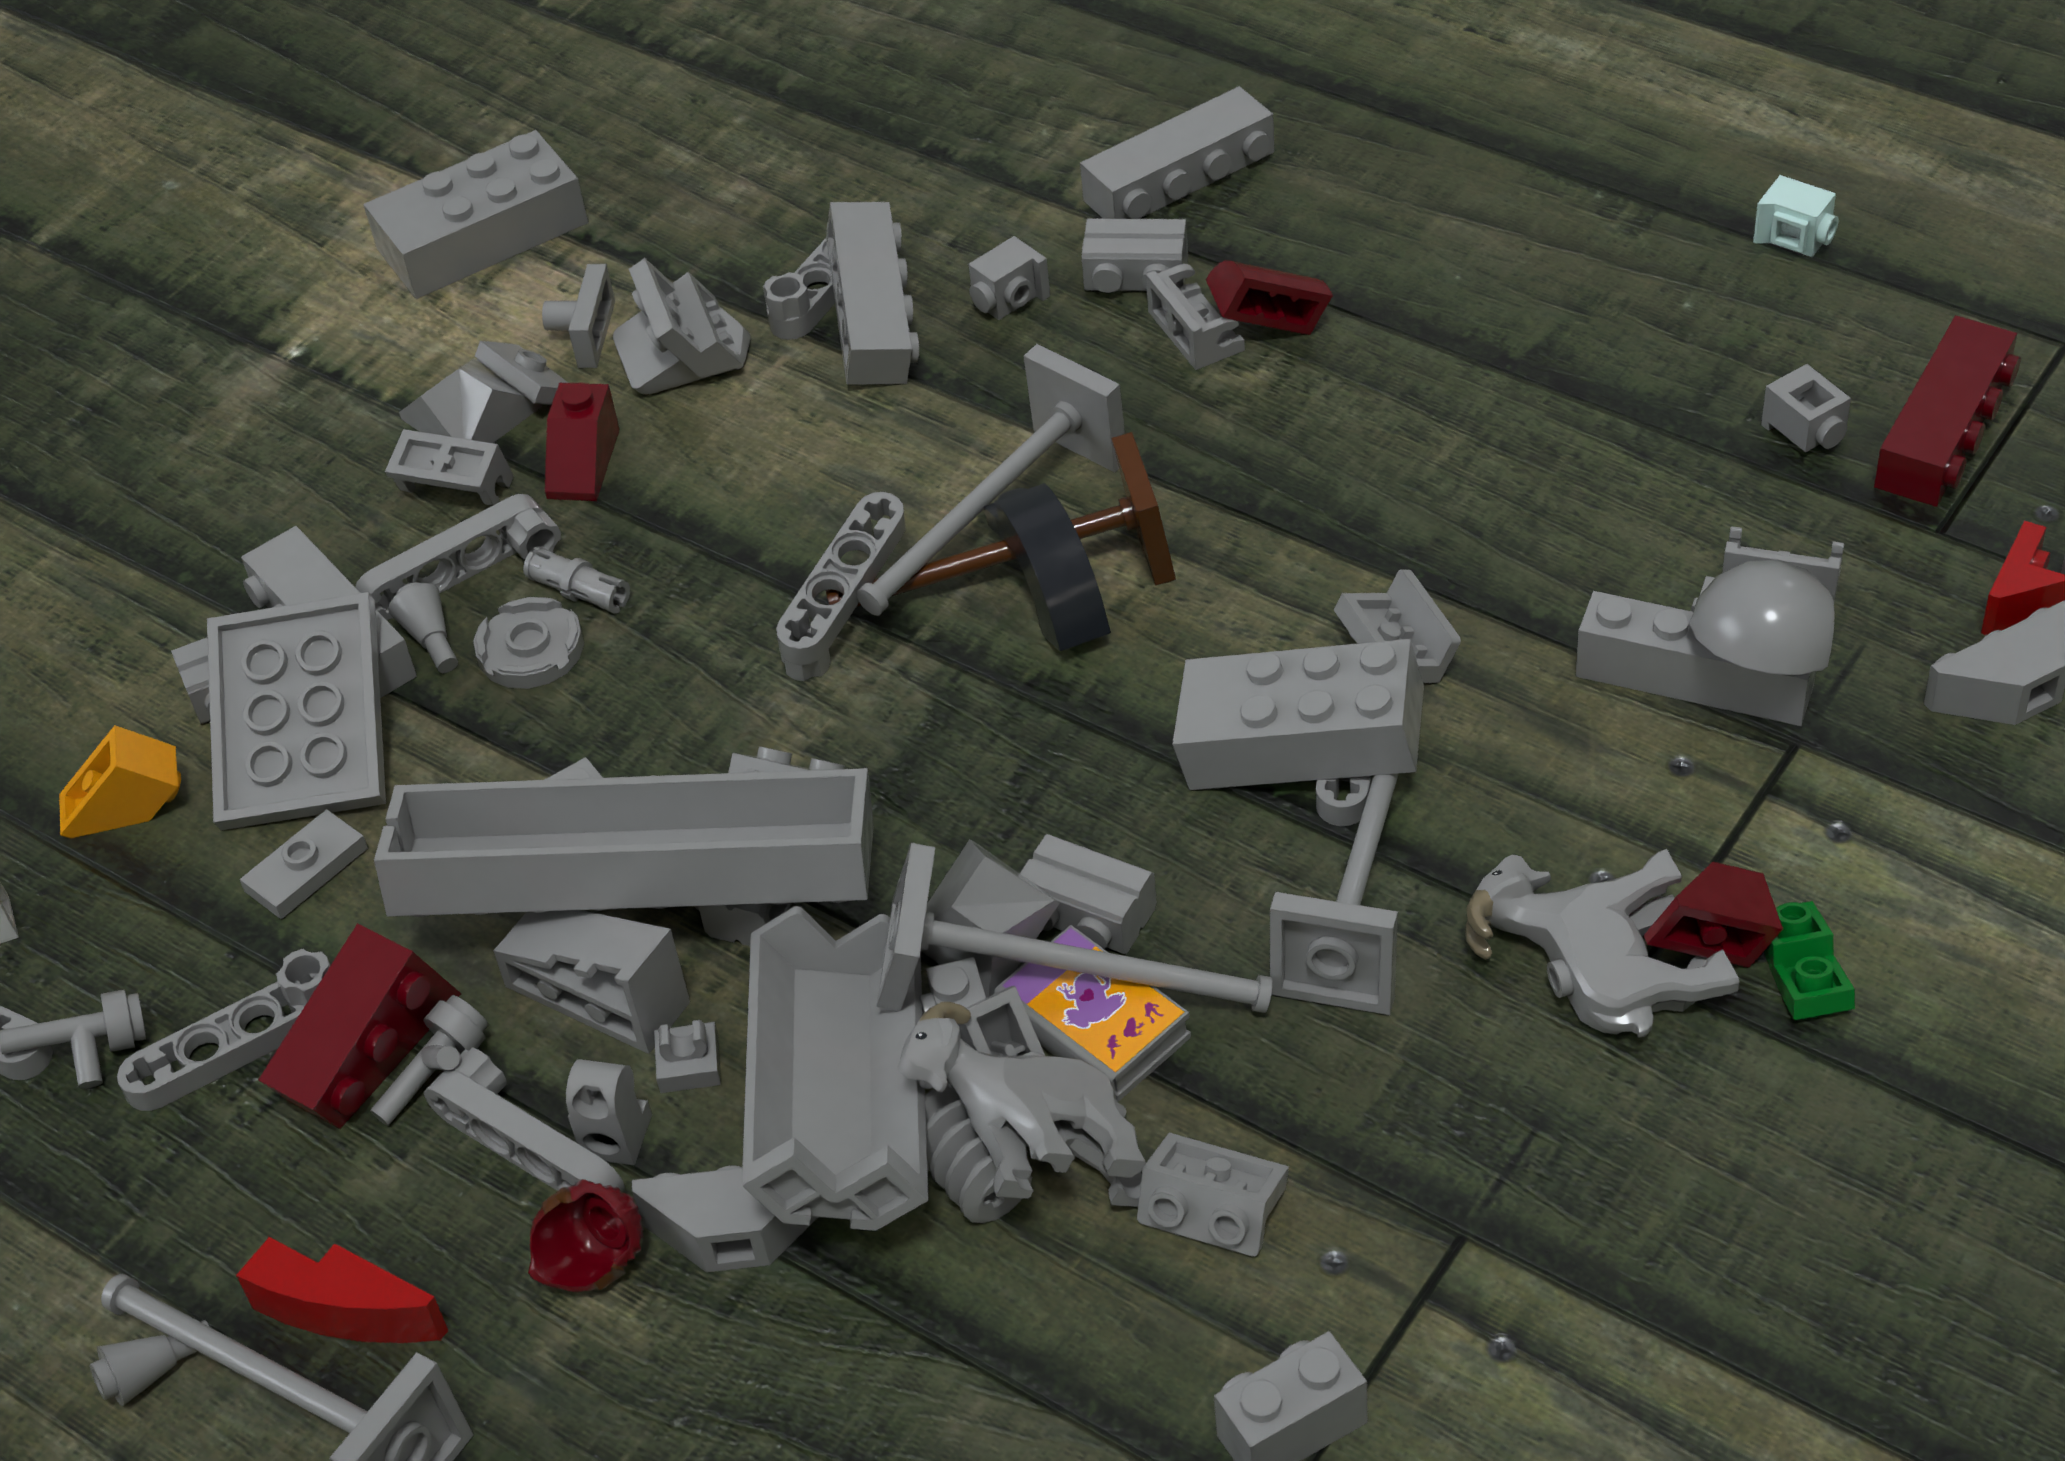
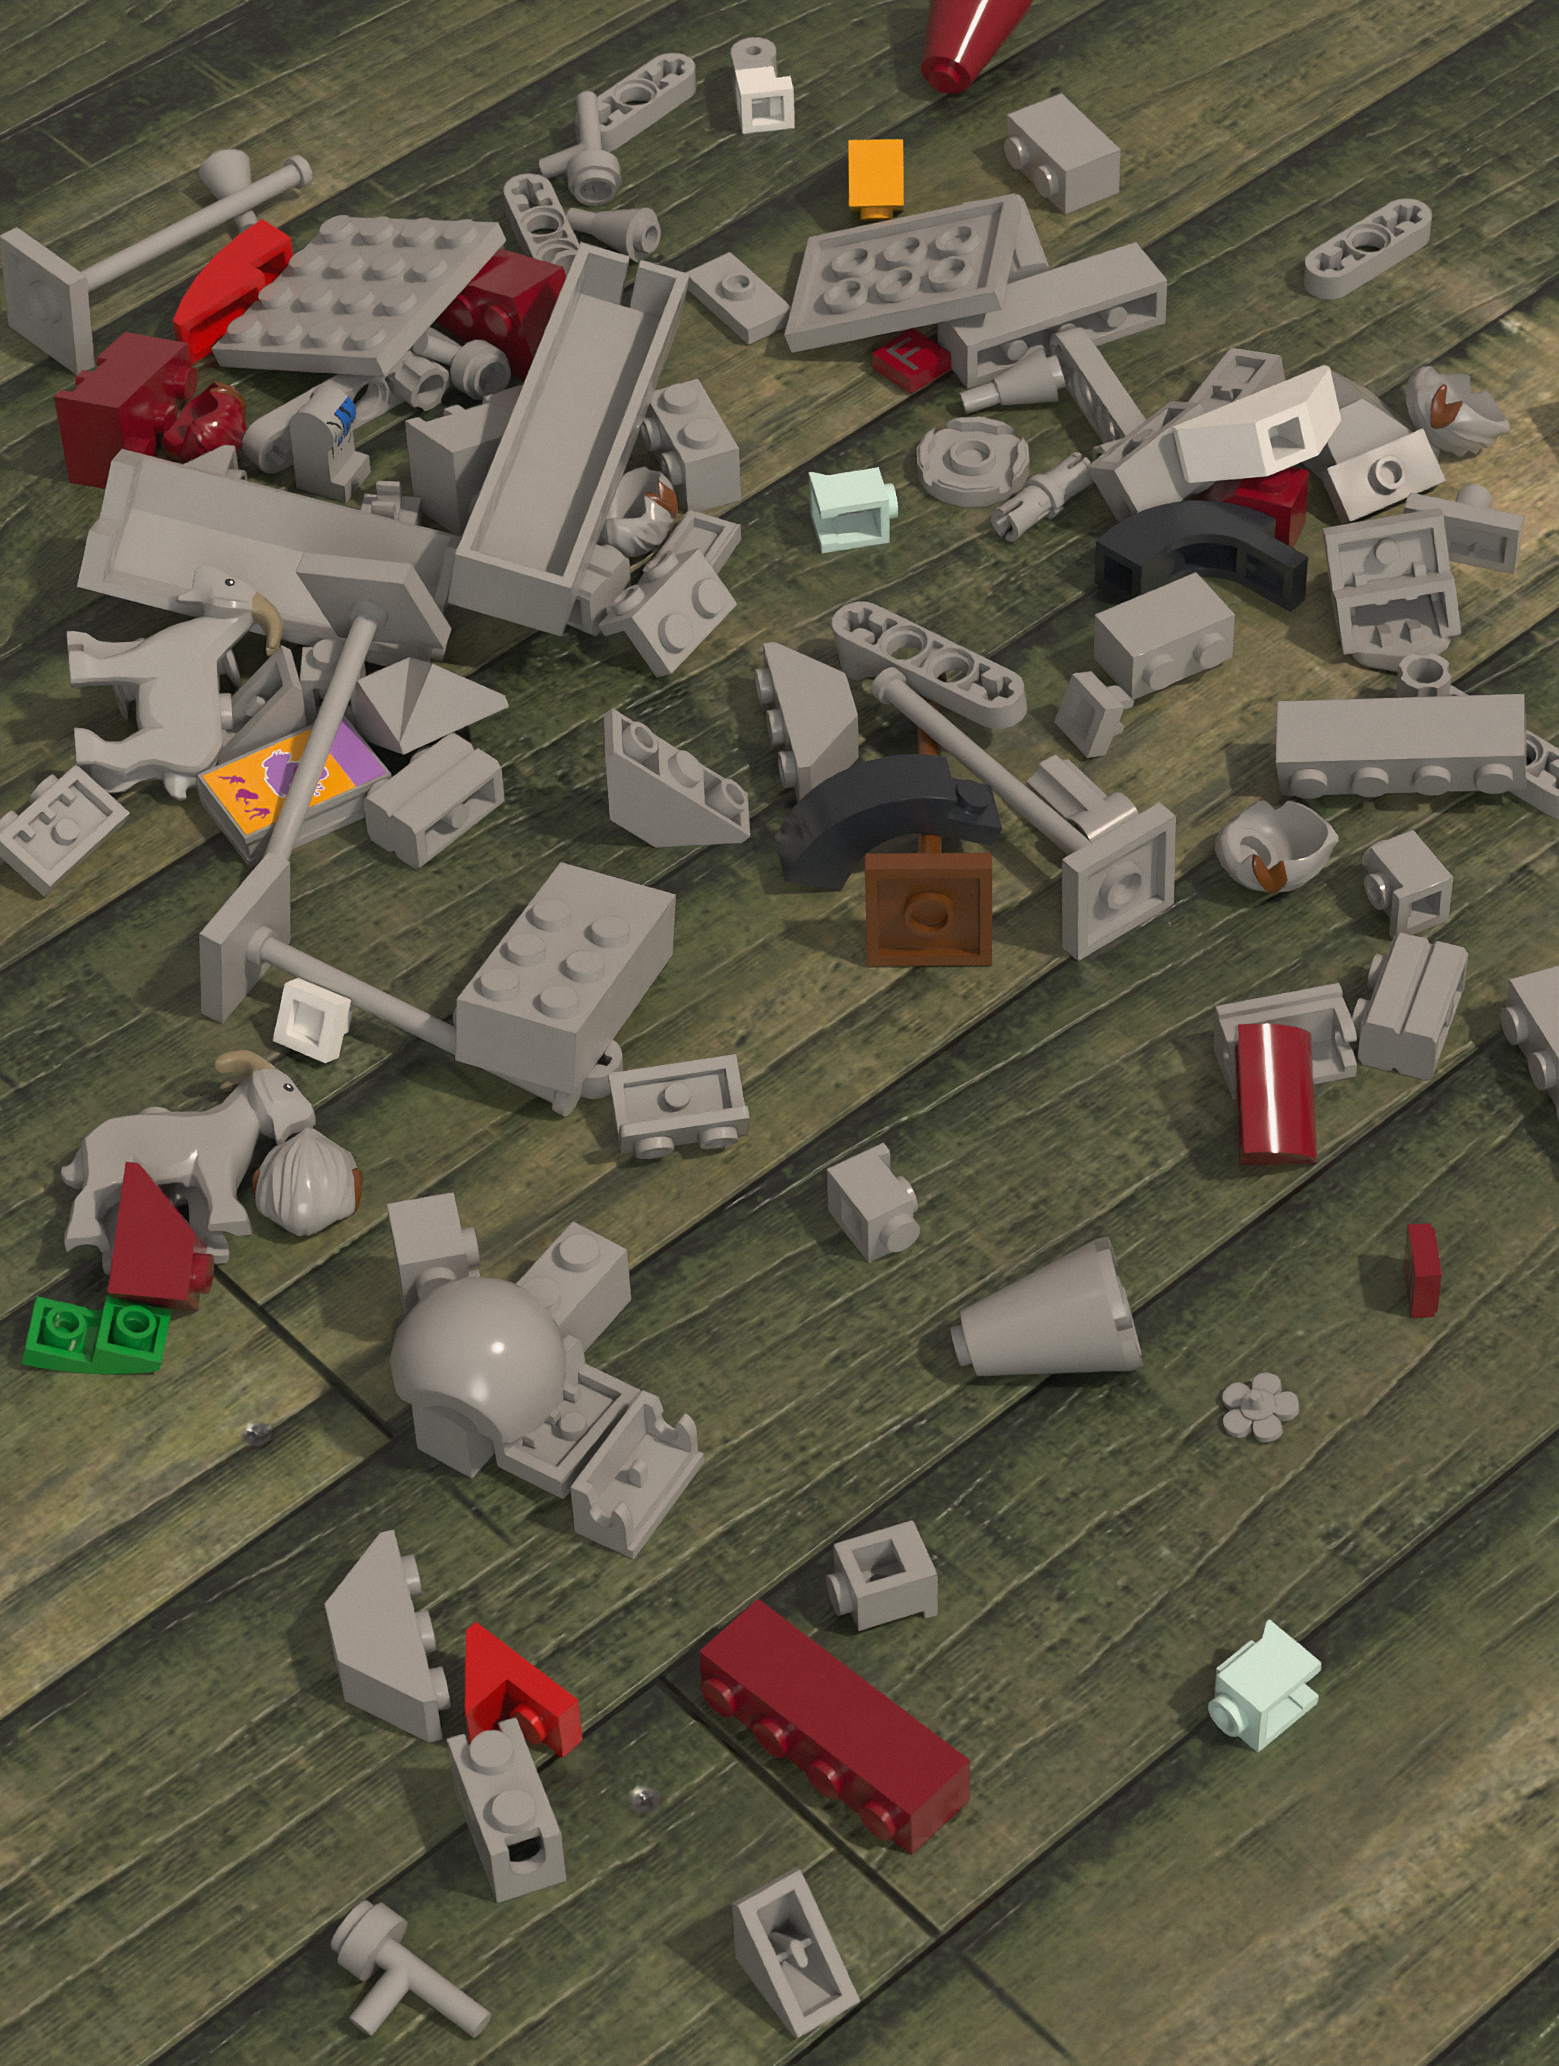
camera: 100 degrees right, 0 degrees up
(79, 657) = (1062, 153): none -> light grey brick
(196, 425) = (1339, 268): none -> light grey beam
(208, 972) = (627, 231): none -> light grey cone
(364, 1142) = (358, 295): none -> light grey plate
(400, 711) = (911, 361): none -> dark red tile
(443, 340) = (1452, 414): none -> light grey hair
(536, 388) = (1261, 430): none -> white slope
(552, 484) = (1146, 465): none -> light grey brick
(563, 1322) = (123, 404): none -> dark red wedge
(622, 696) = (851, 509): none -> light aqua window
(644, 486) = (1200, 539): none -> black arch
(764, 451) = (1164, 636): none -> light grey brick
(858, 478) = (1092, 713): none -> light grey tile
(915, 657) = (808, 717): none -> light grey slope
(978, 457) = (1079, 799): none -> light grey piece
(994, 343) = (1275, 846): none -> light grey hair
(1043, 718) = (667, 792): none -> light grey slope
(1394, 209) = (1422, 1270): none -> dark red tile
(1394, 891) = (312, 1020): none -> white tile
(1450, 497) = (872, 1203): none -> light grey brick
(1531, 358) = (1053, 1320): none -> light grey cone
(1542, 277) = (1258, 1408): none -> light grey plant
(1579, 849) = (307, 1183): none -> light grey hair
(1662, 712) = (430, 1246): none -> light grey brick

